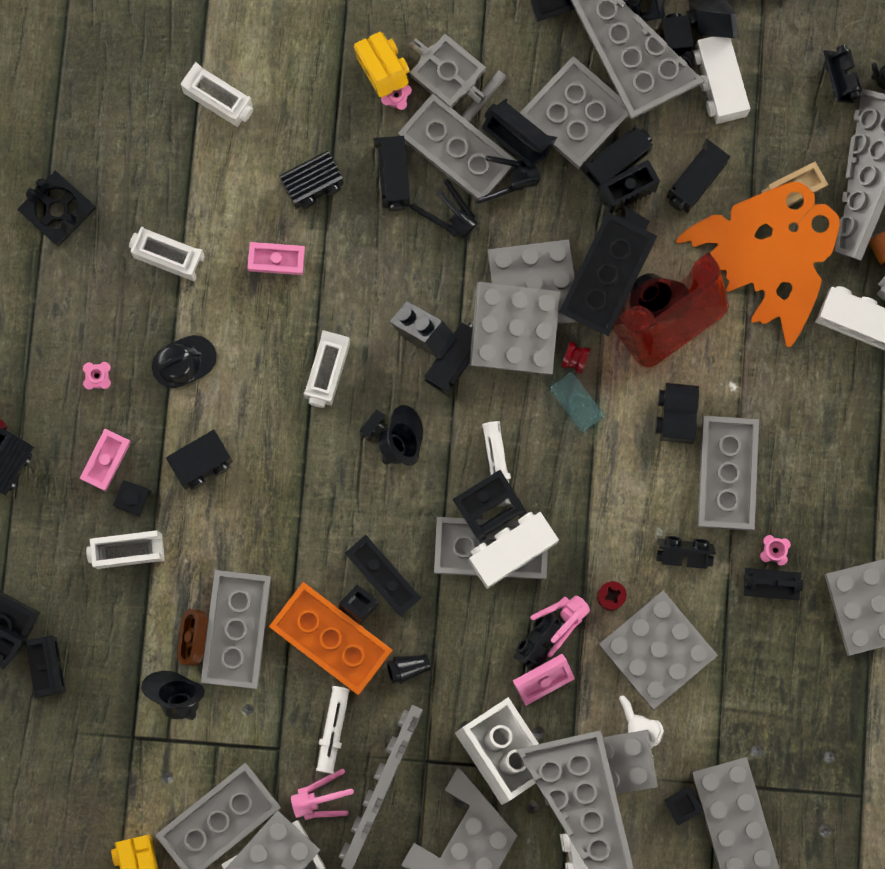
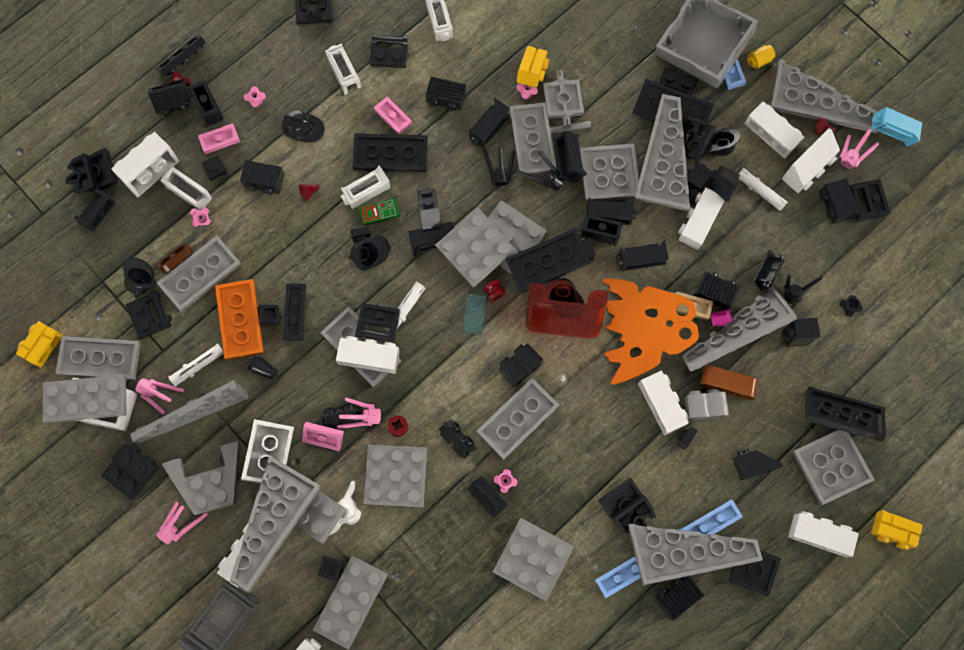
camera: 45 degrees right, 5 degrees down
(53, 432) = (206, 103): none -> black brick
(56, 563) = (145, 164): none -> white brick
(180, 570) = (205, 218): none -> bright pink plate
(201, 193) = (389, 56): none -> black plate
(221, 734) = (142, 316): none -> black plate
(264, 429) = (307, 191): none -> dark red rock
(314, 303) = (391, 152): none -> black plate
(366, 381) = (379, 211): none -> green tile
(808, 145) = (716, 289): none -> black brick
(839, 172) = (721, 318): none -> dark pink plate

